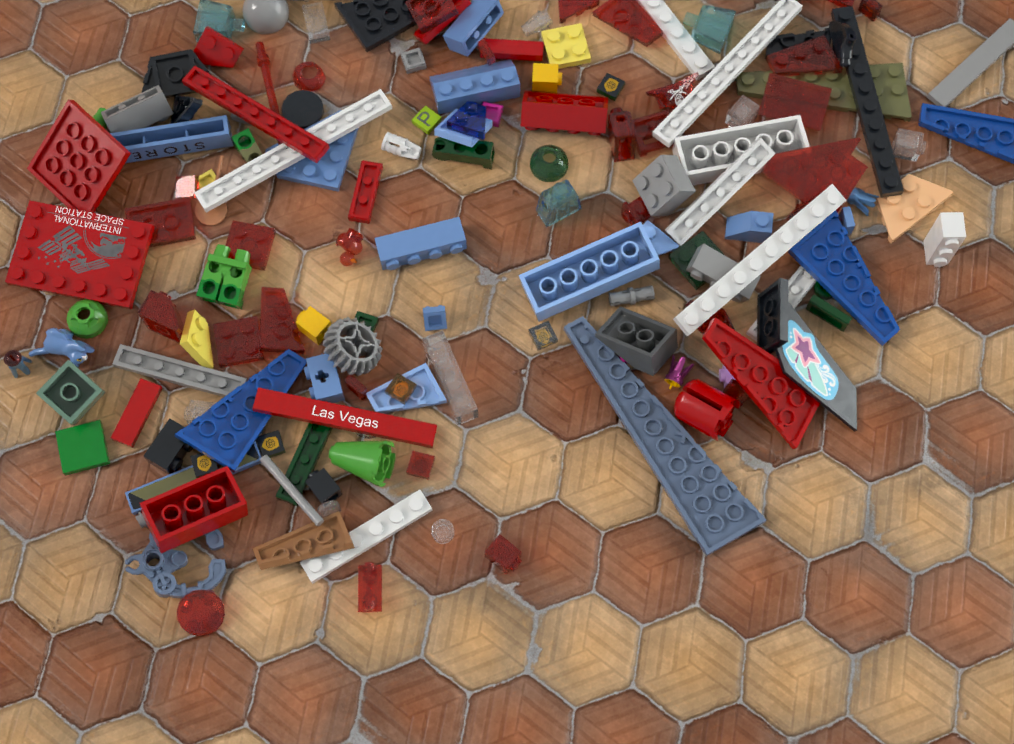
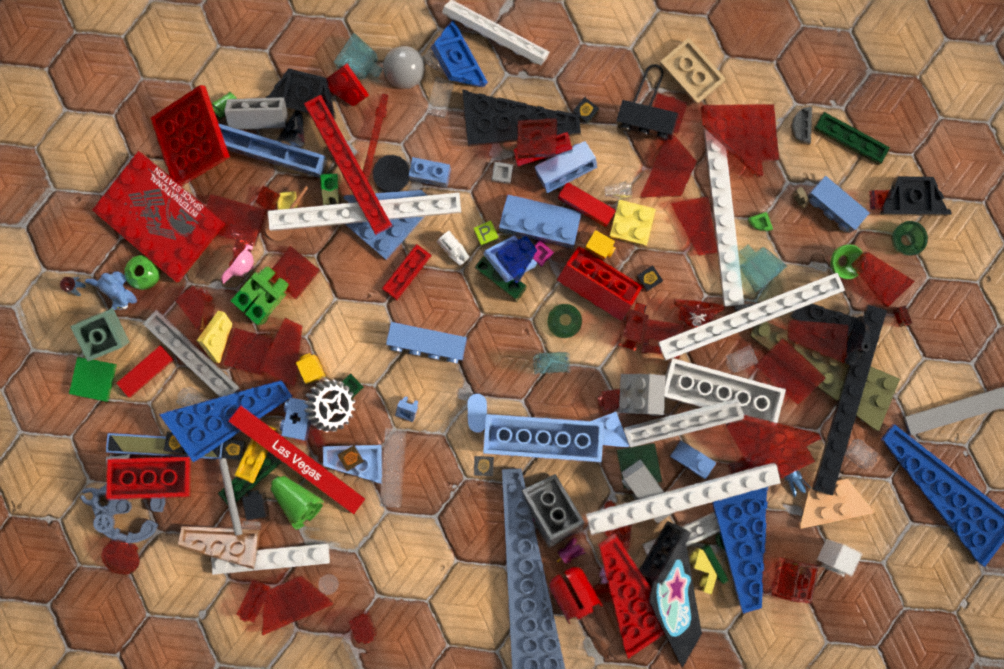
camera: 25 degrees right, 15 degrees up
(167, 450) = (148, 417): black brick -> none
(189, 252) = (242, 257): none -> bright pink hair
(296, 443) = (252, 461): none -> yellow tile
(308, 84) = (404, 152): clear red piece -> none
(341, 88) = (429, 172): none -> medium blue brick
(352, 244) = (371, 314): clear red animal -> none
(412, 568) = (291, 603): none -> clear red wing
(420, 465) = (337, 525): clear red plate -> none
(486, 52) = (561, 201): clear red tile -> none
(508, 288) = (477, 412): none -> light blue tile
(631, 296) = (568, 469): light grey pin -> none
(817, 319) = (700, 561): none -> light yellow slope
(847, 219) = (773, 494): medium blue tile -> none
(915, 289) = (794, 580): none -> clear red slope

